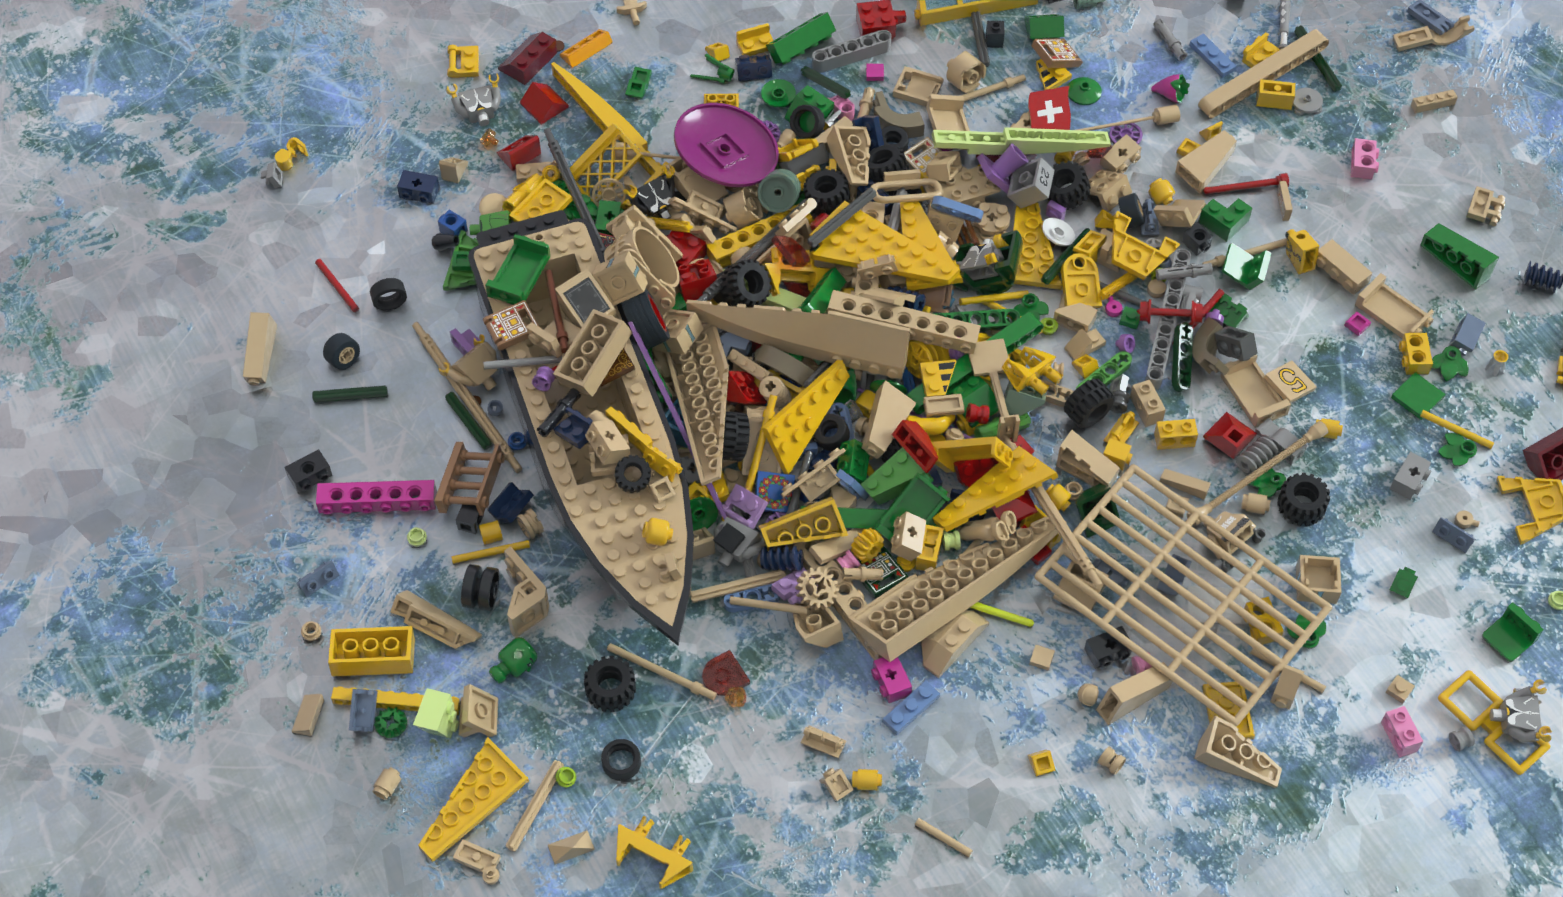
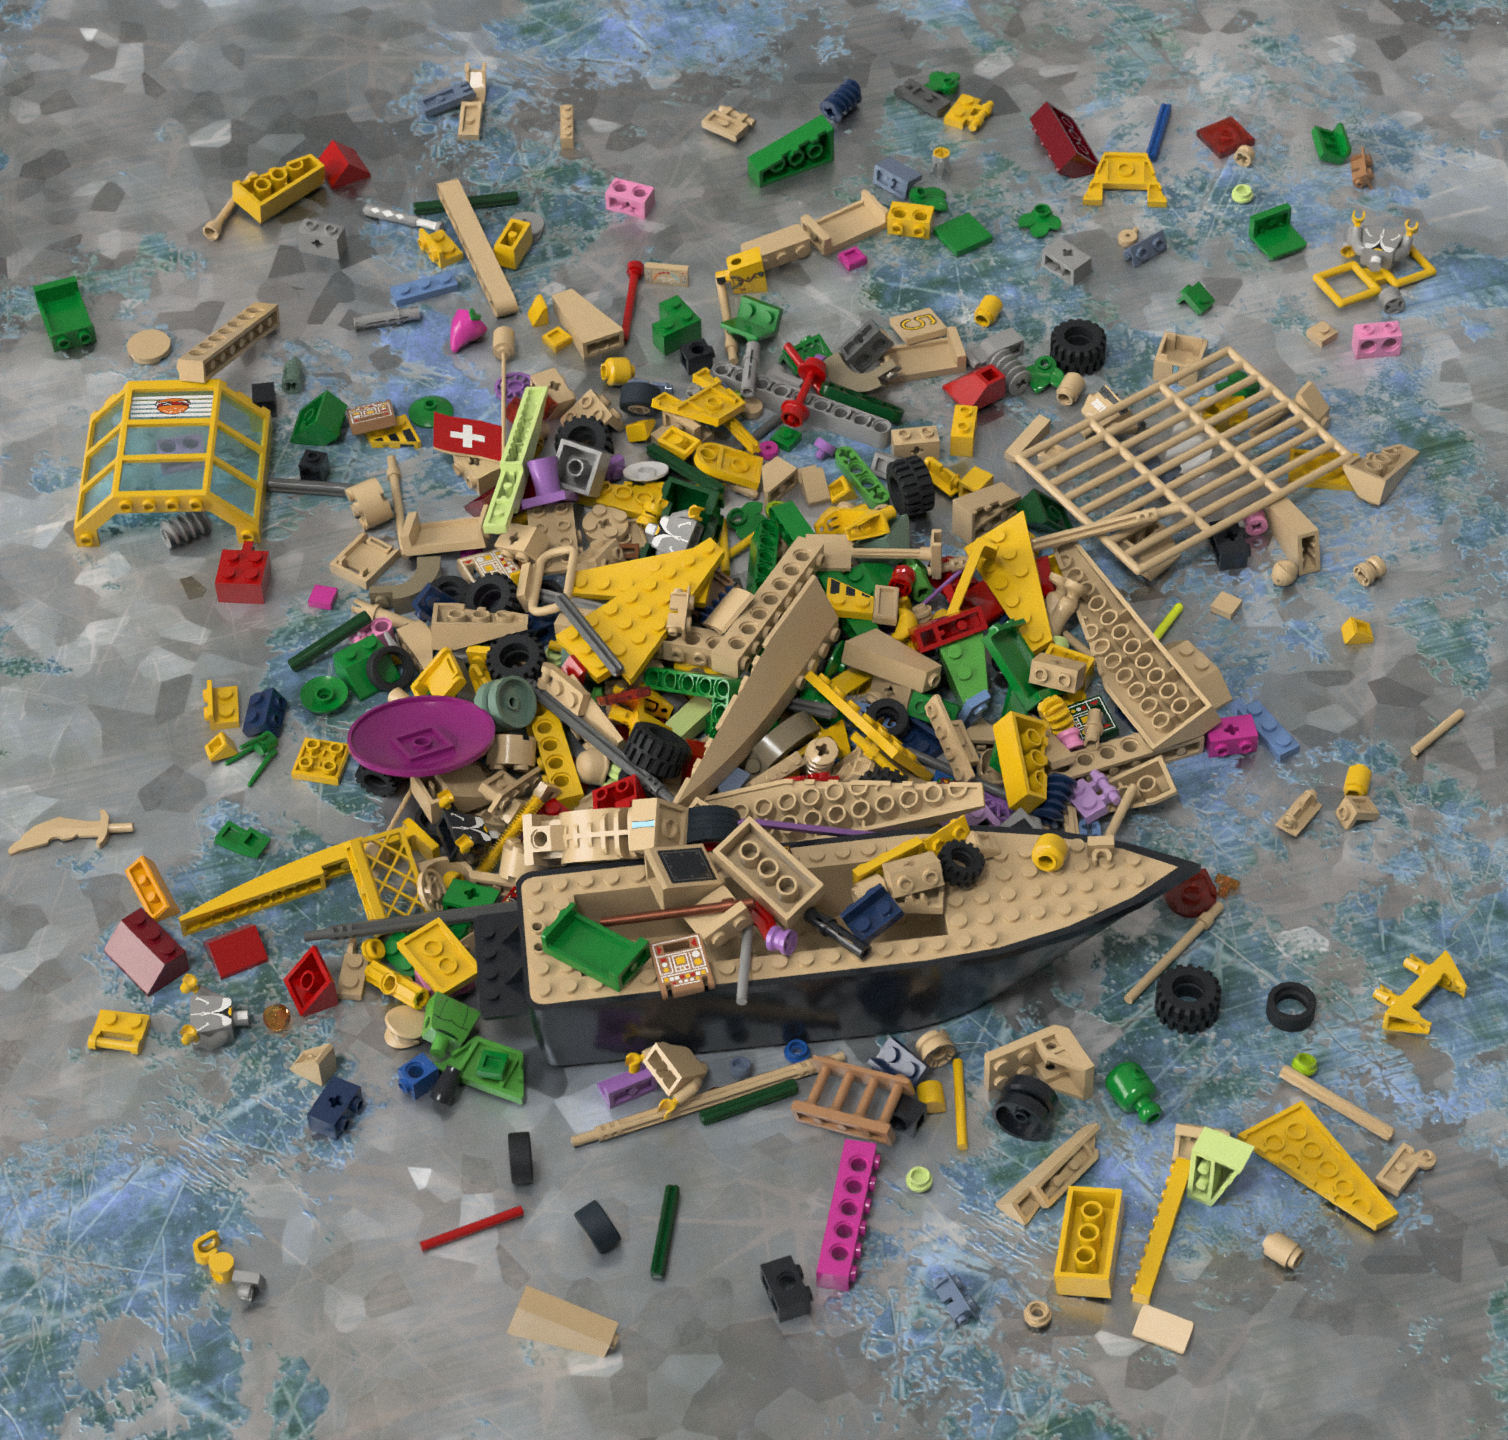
camera: 75 degrees left, 10 degrees down
(363, 710) = (1176, 1261): sand blue hinge -> none
(394, 729) = (1197, 1249): green gear -> none
(571, 847) = (1398, 1076): tan slope -> none
(800, 38) = (243, 652): green brick -> none
(808, 588) = (1111, 766): tan gear -> none
(851, 51) = (282, 610): light grey beam -> none
(957, 209) = (604, 534): medium blue beam -> none
(1179, 214) = (657, 357): tan bracket -> none
(1315, 432) = (1002, 313): tan hose -> none
(1457, 429) = (1016, 214): yellow bar -> none

